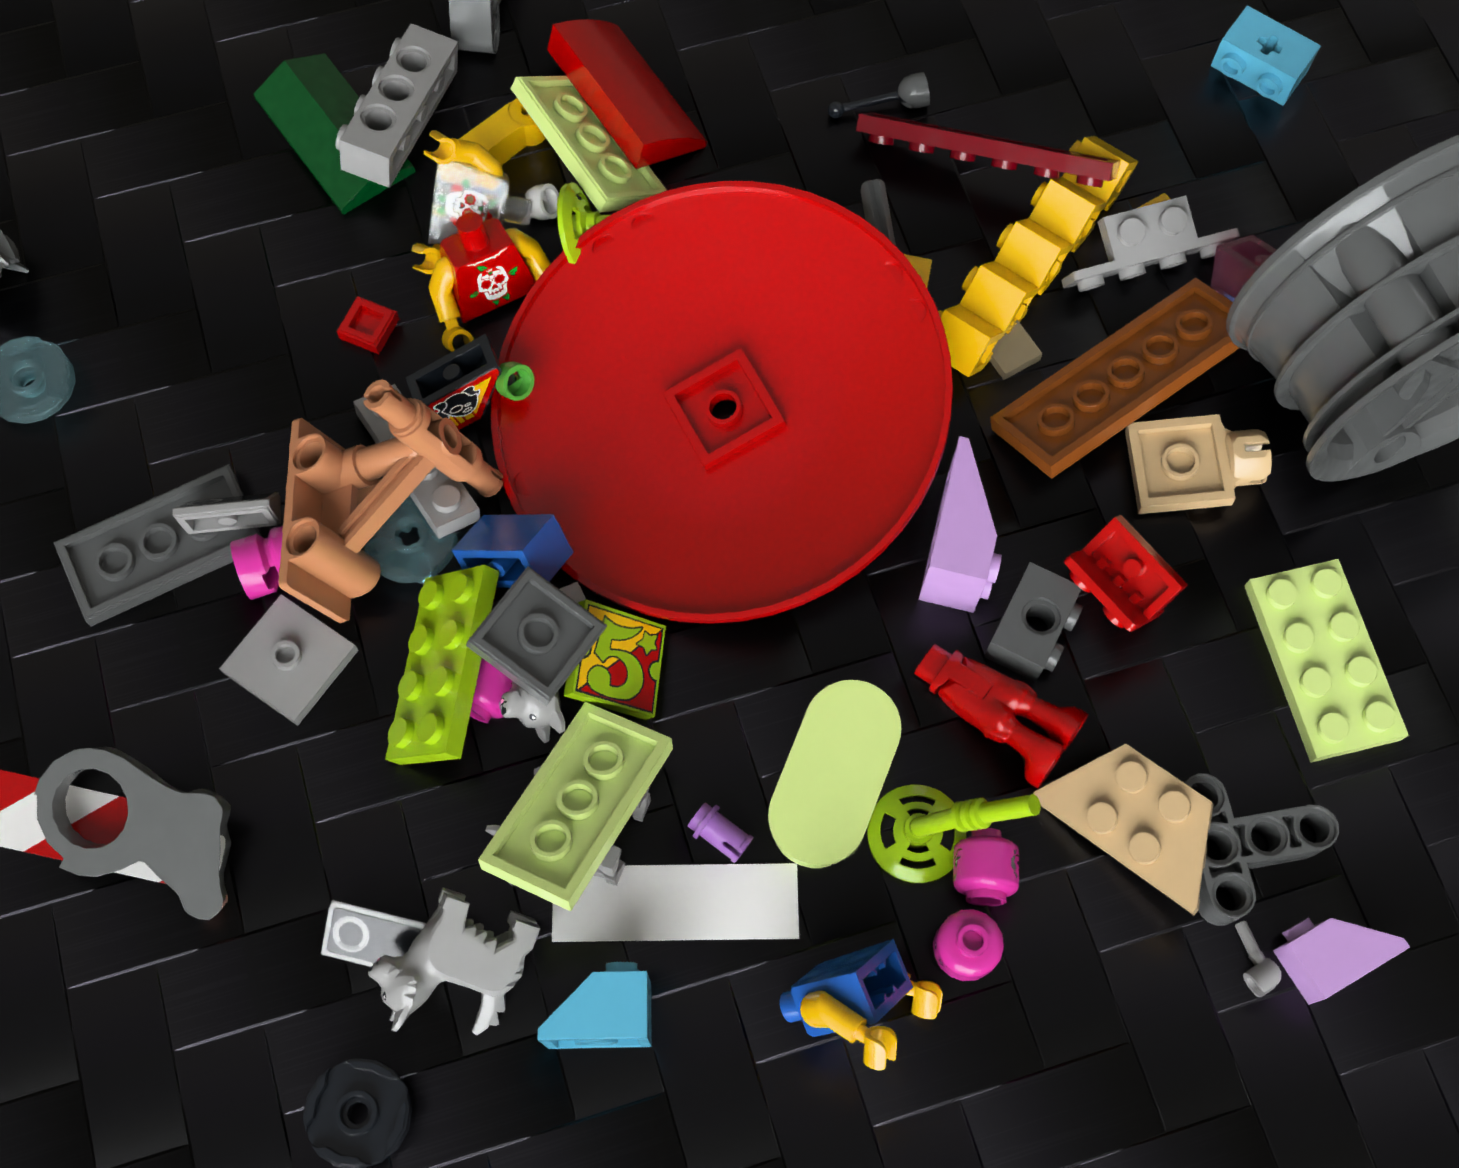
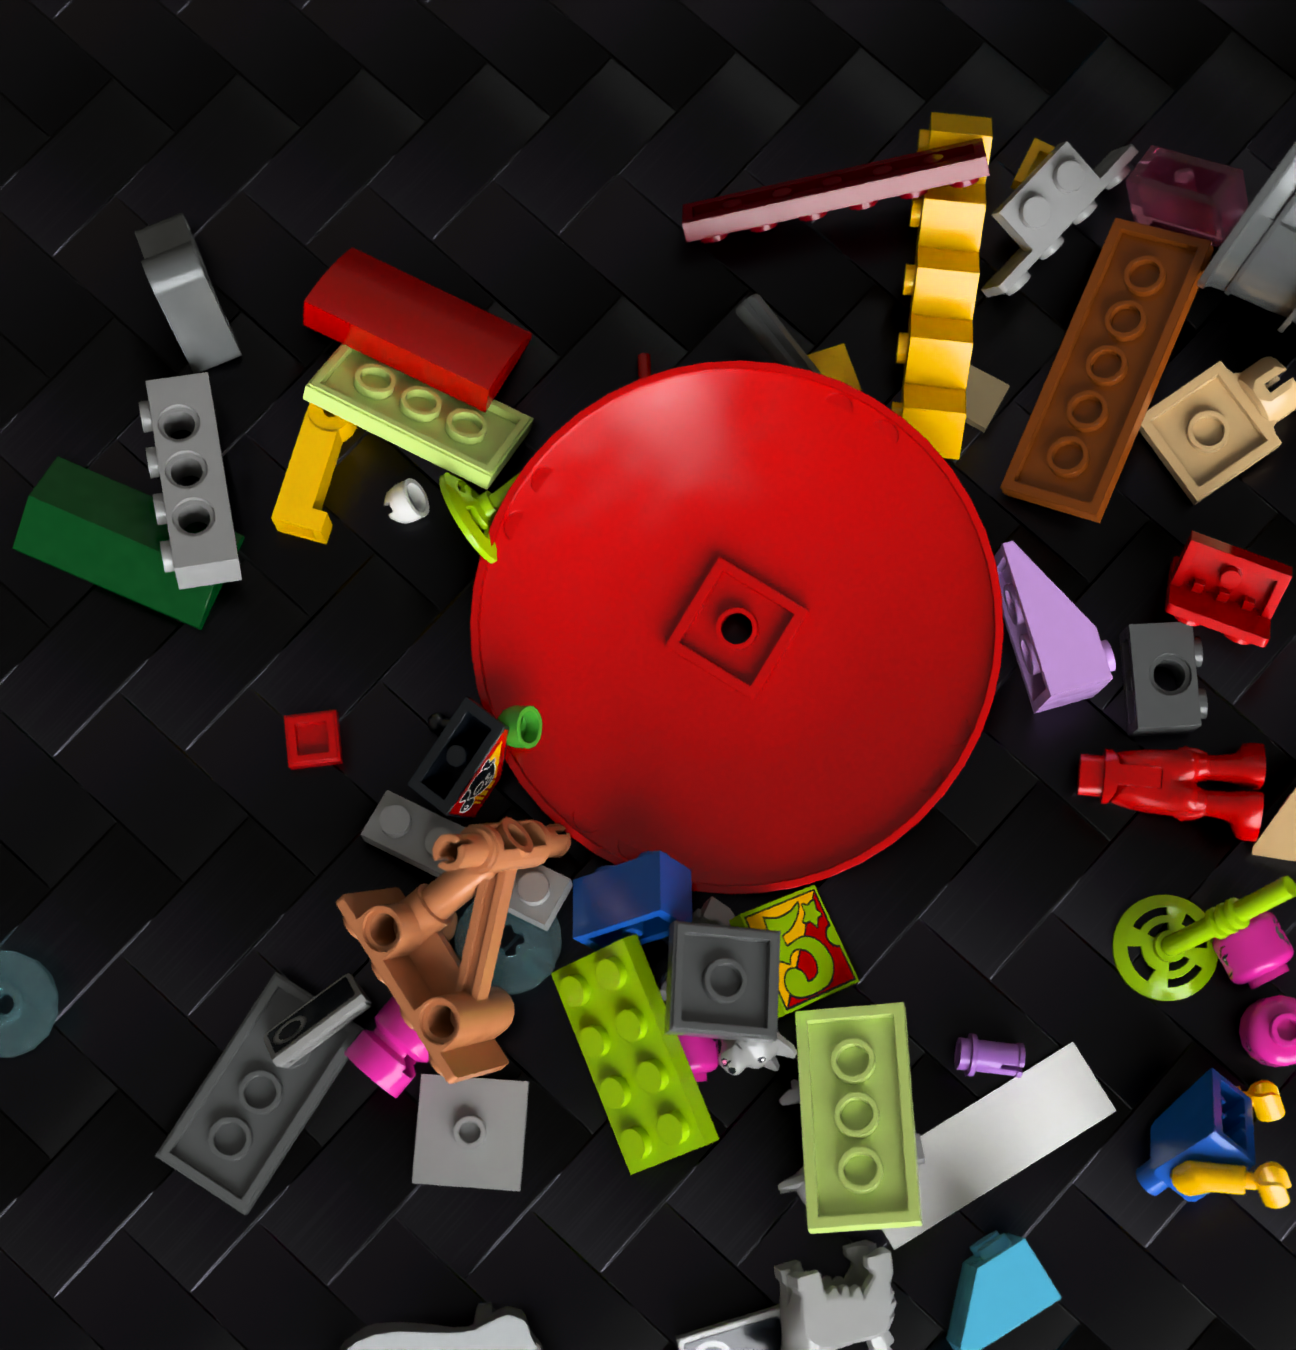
camera: 30 degrees left, 10 degrees up
(464, 183) = (344, 560): torso -> none
(481, 272) = (403, 622): torso -> none
(834, 773) = (1059, 935): yellowish green tile -> none
(911, 92) = (712, 159): hinge -> none

